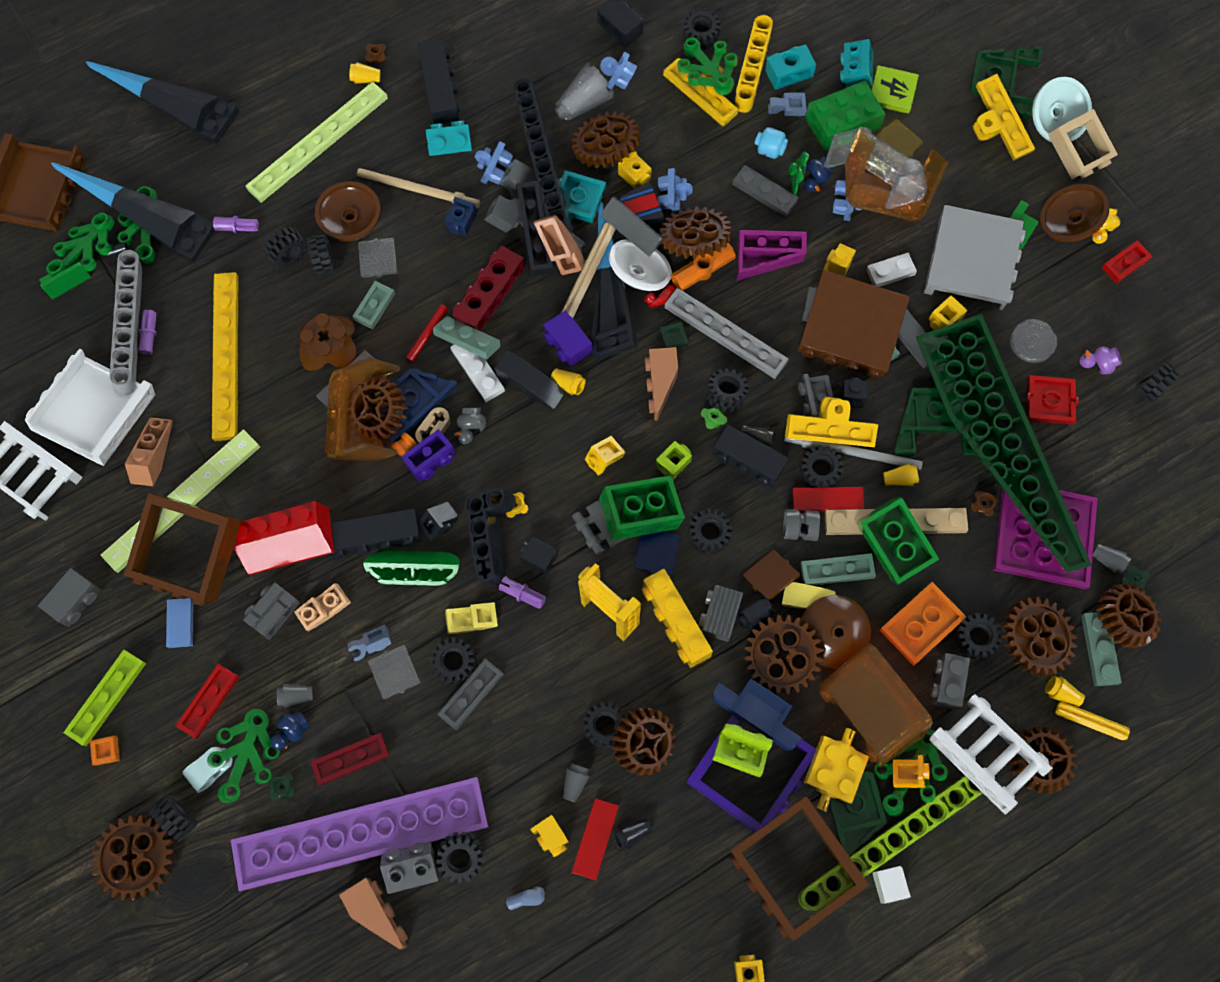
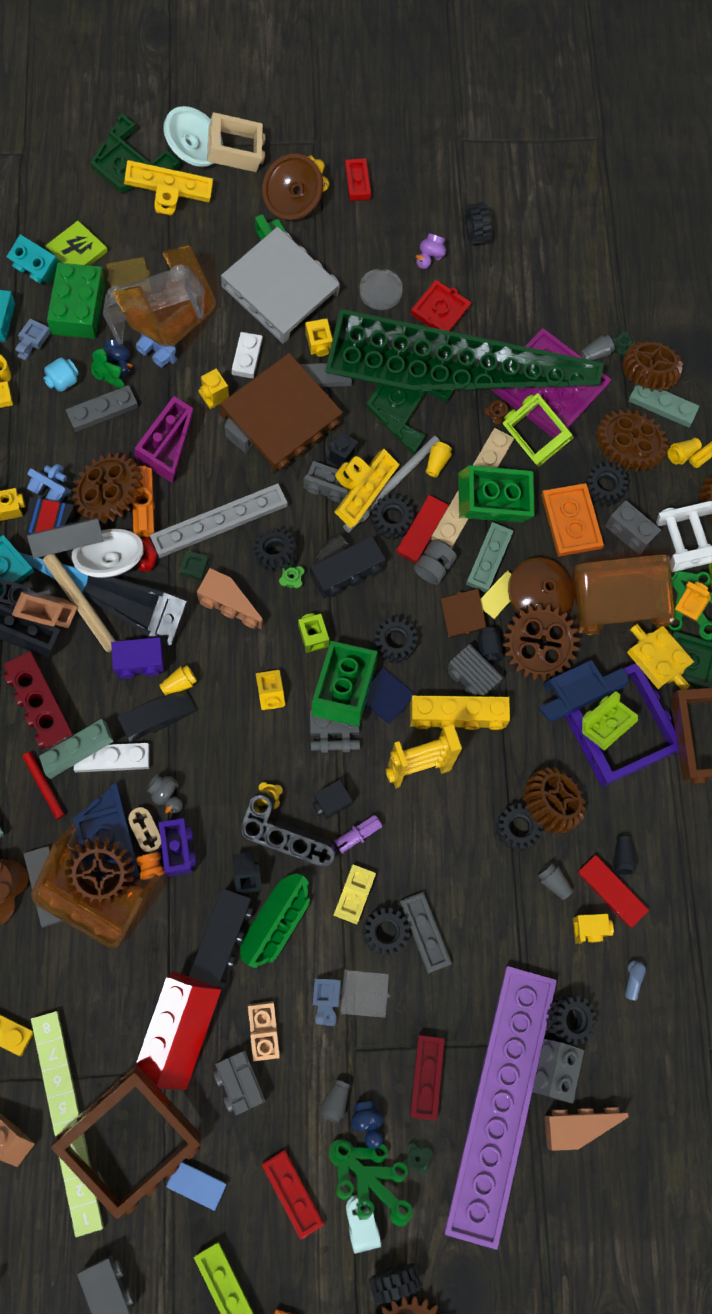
camera: 70 degrees left, 0 degrees up
(984, 517) = (554, 445): none -> lime window

